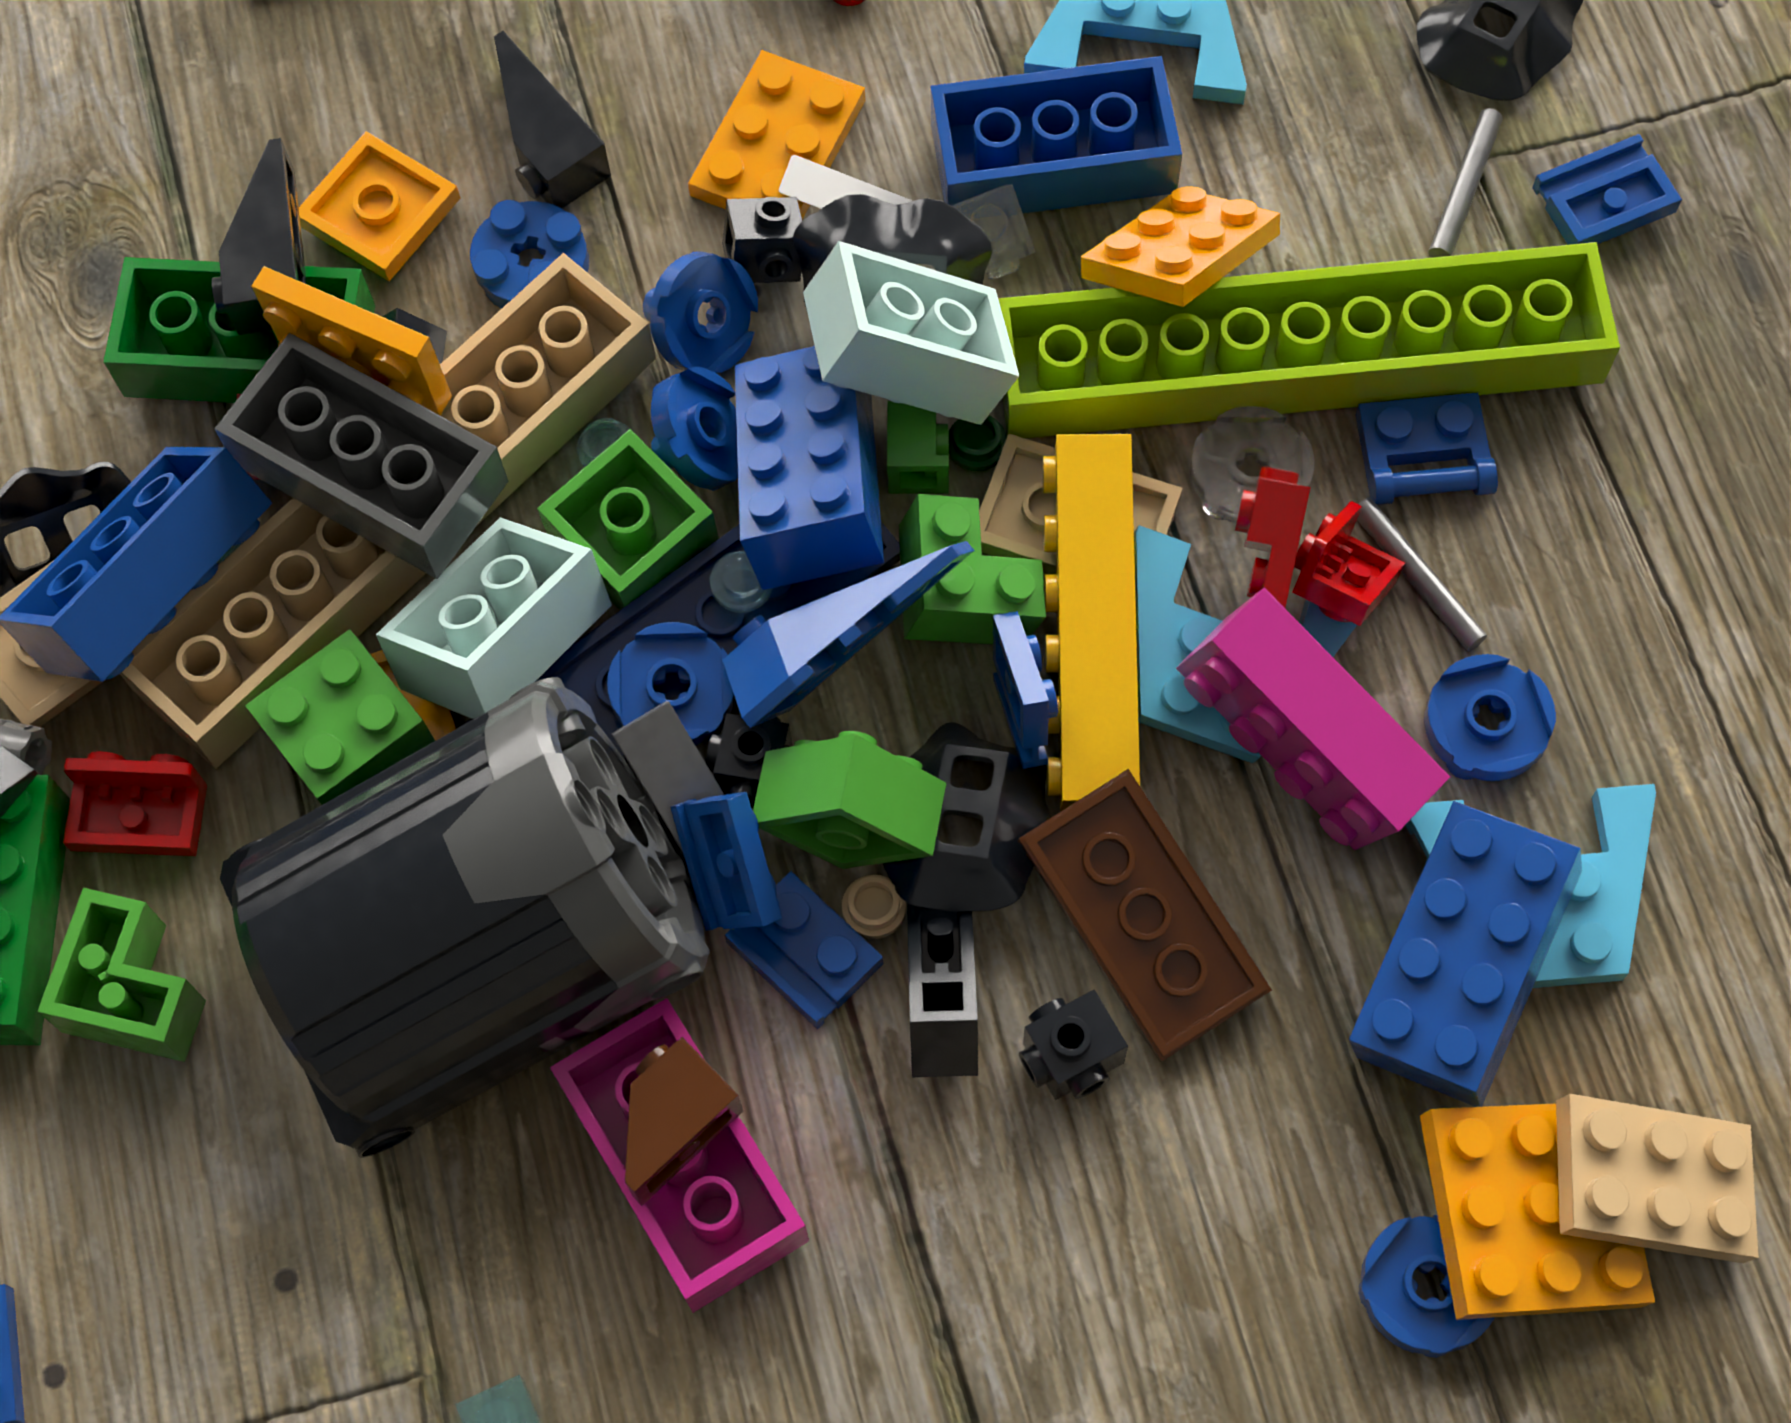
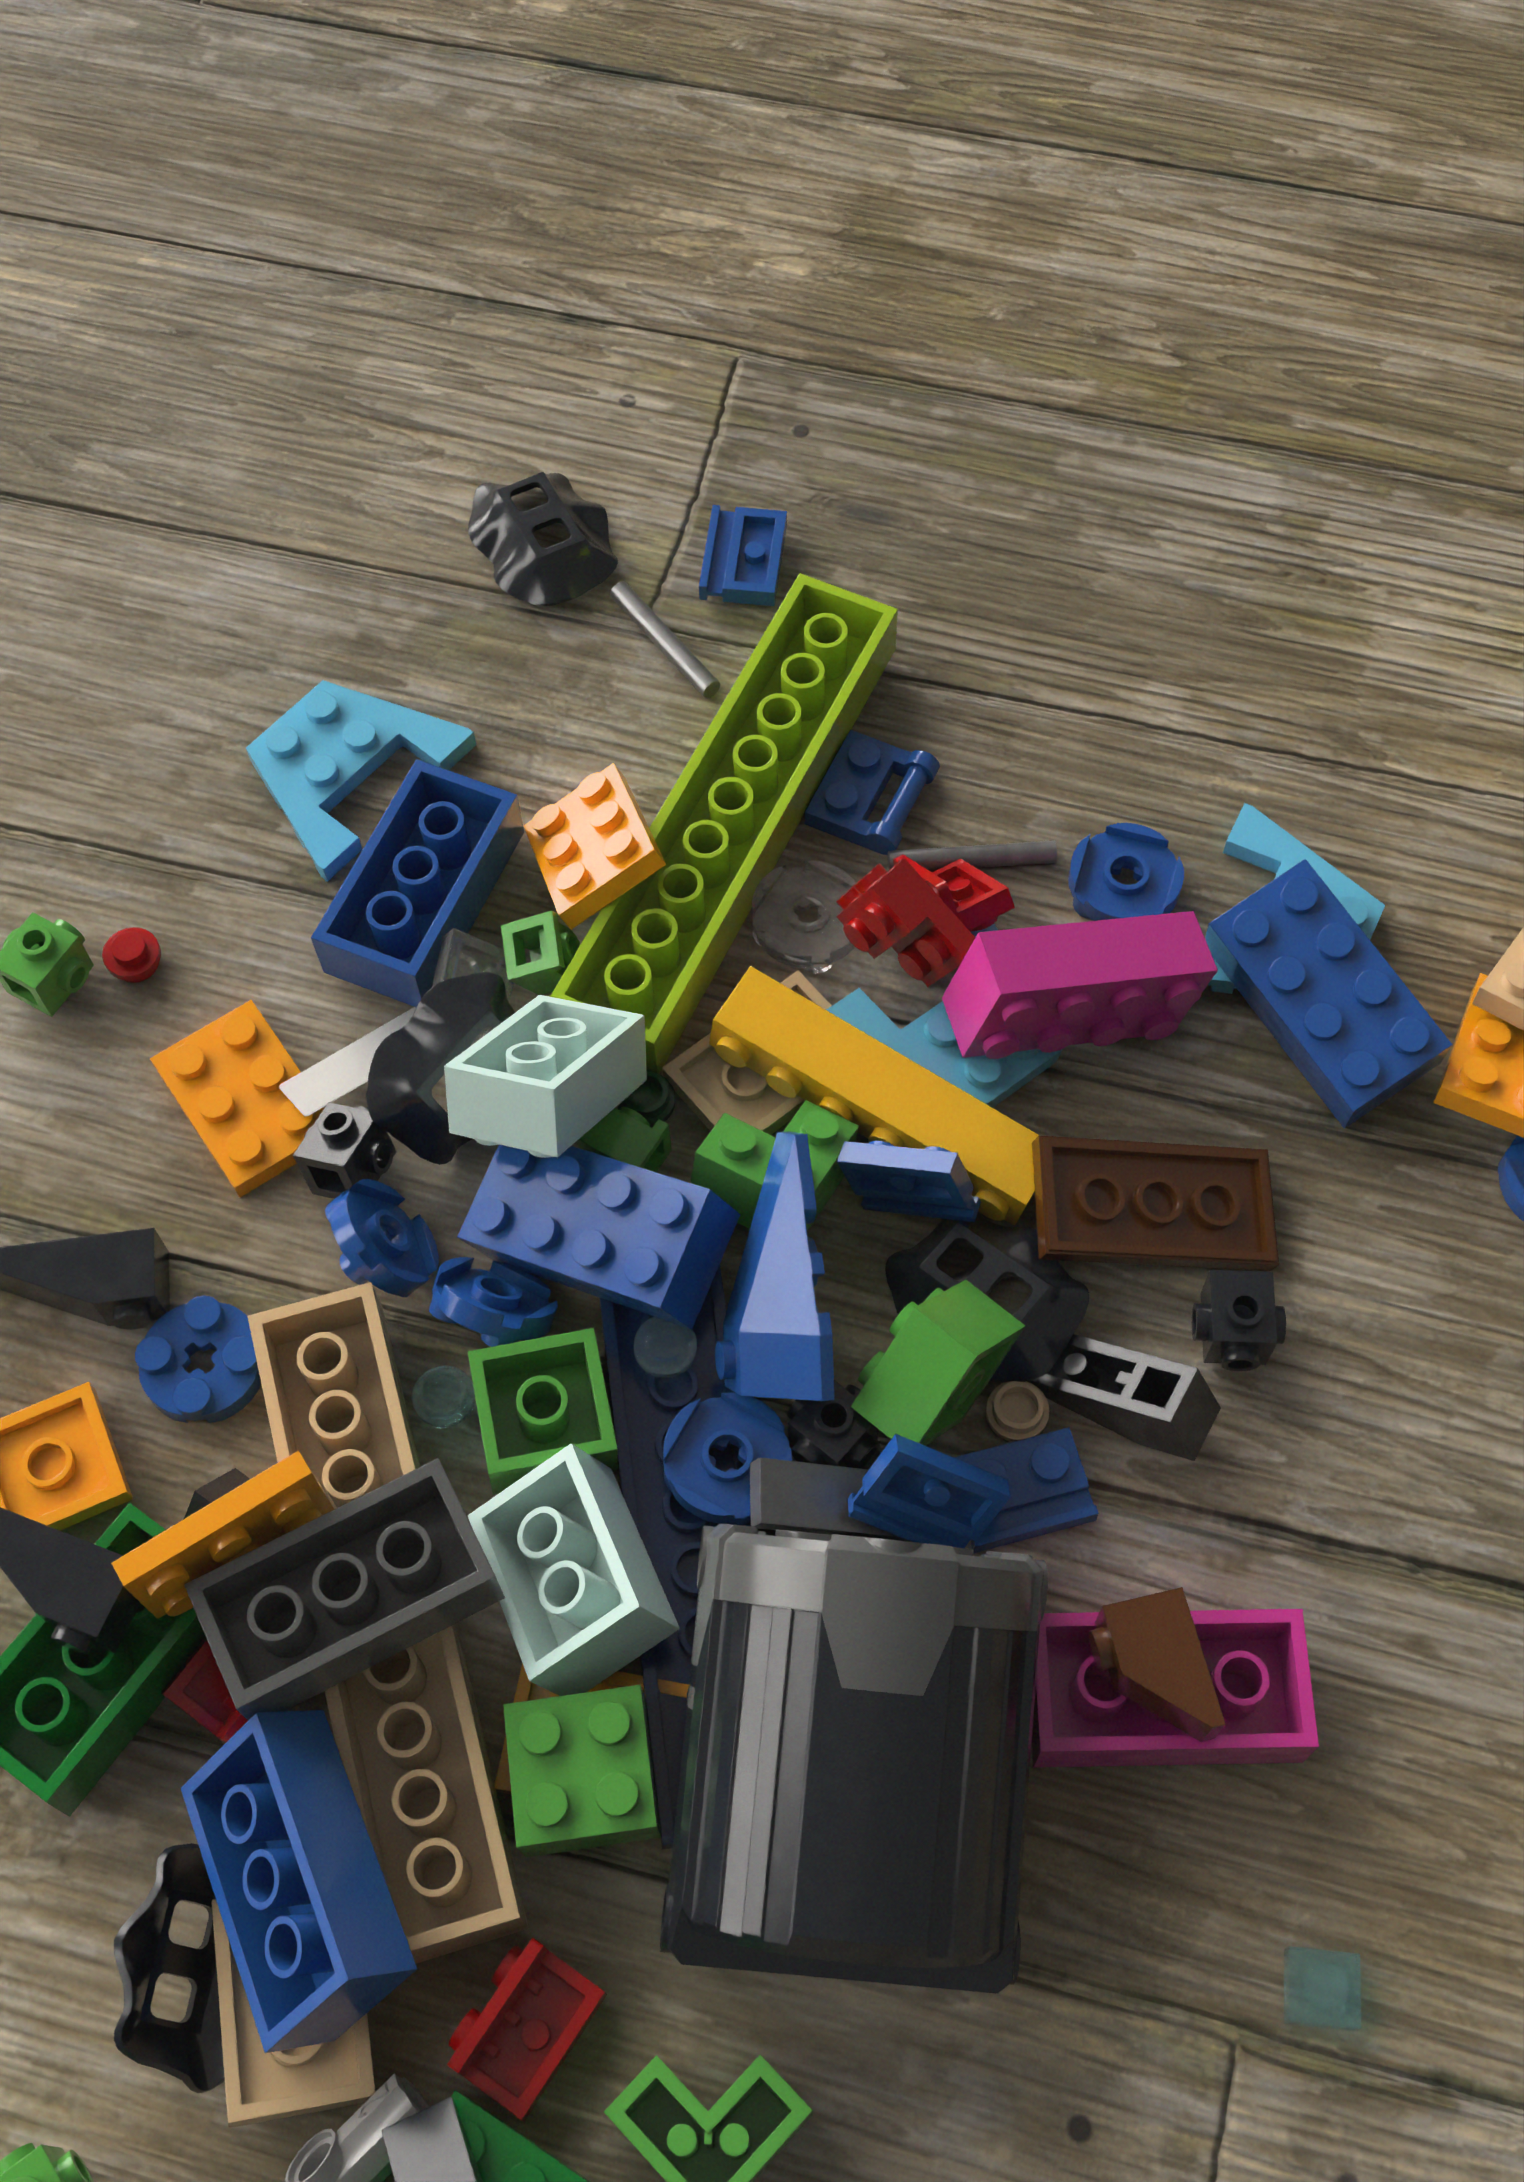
camera: 60 degrees left, 5 degrees down
(1058, 275) = (549, 947): none -> bright green brick

